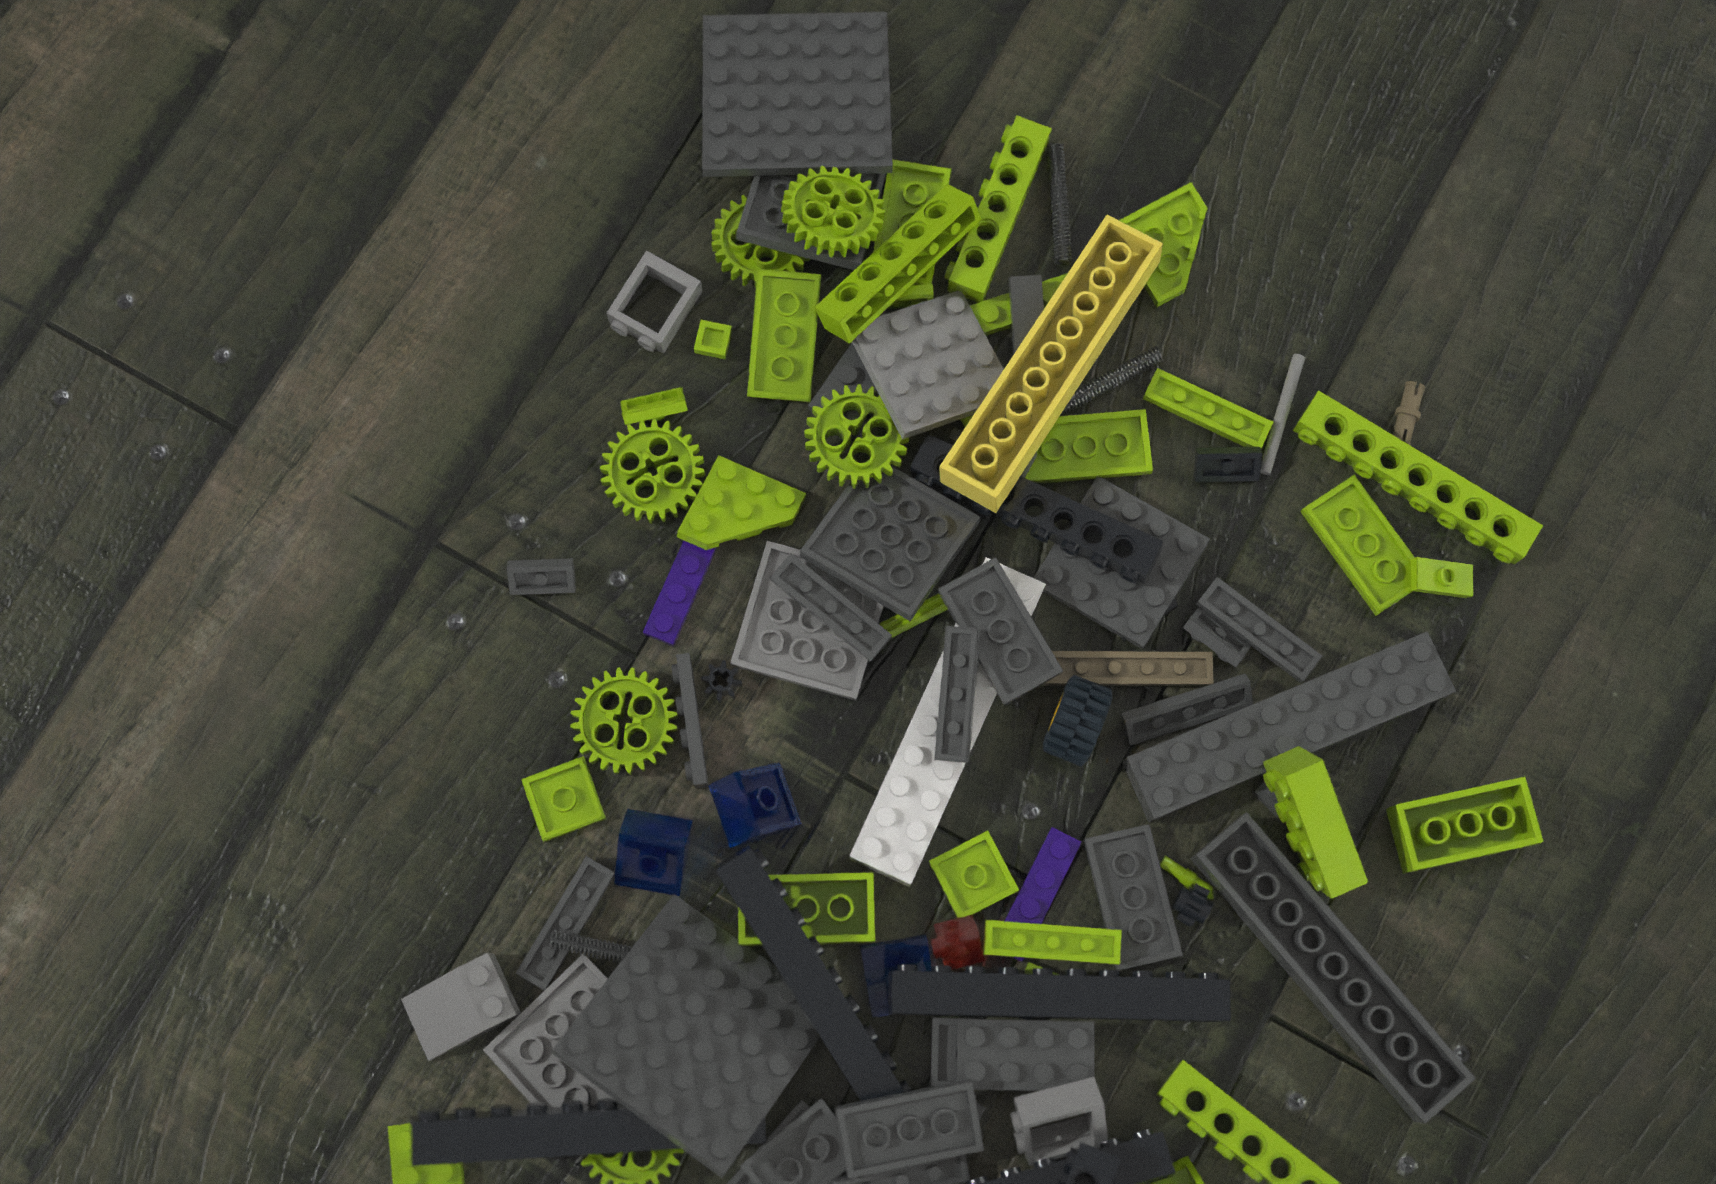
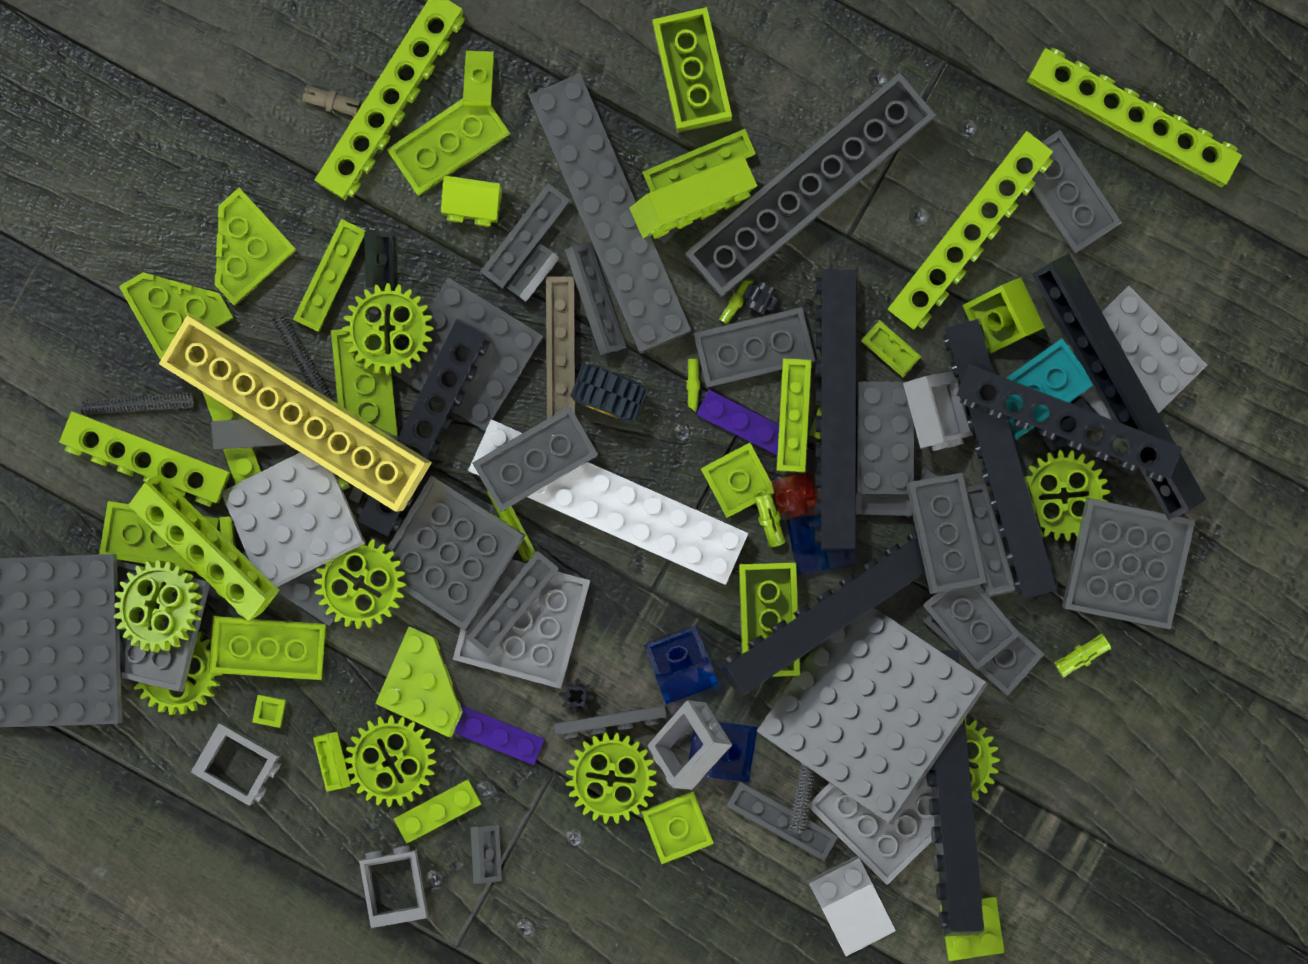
camera: 90 degrees left, 10 degrees up
(499, 446) = (400, 915): none -> light grey window
(593, 524) = (437, 811): none -> lime plate
(670, 833) = (708, 730): none -> light grey window
(928, 911) = (769, 518): none -> lime pin
(957, 694) = (590, 495): dark grey tile -> none
(1087, 824) = (693, 384): none -> lime piece
(1133, 1064) = (890, 348): none -> lime plate
(1146, 442) = (362, 330): none -> lime gear
(1237, 319) = (246, 247): none -> lime plate
(1281, 413) = (331, 210): light grey bar -> none
(1300, 566) = (471, 200): none -> lime slope
(1375, 870) = (699, 160): none -> lime plate

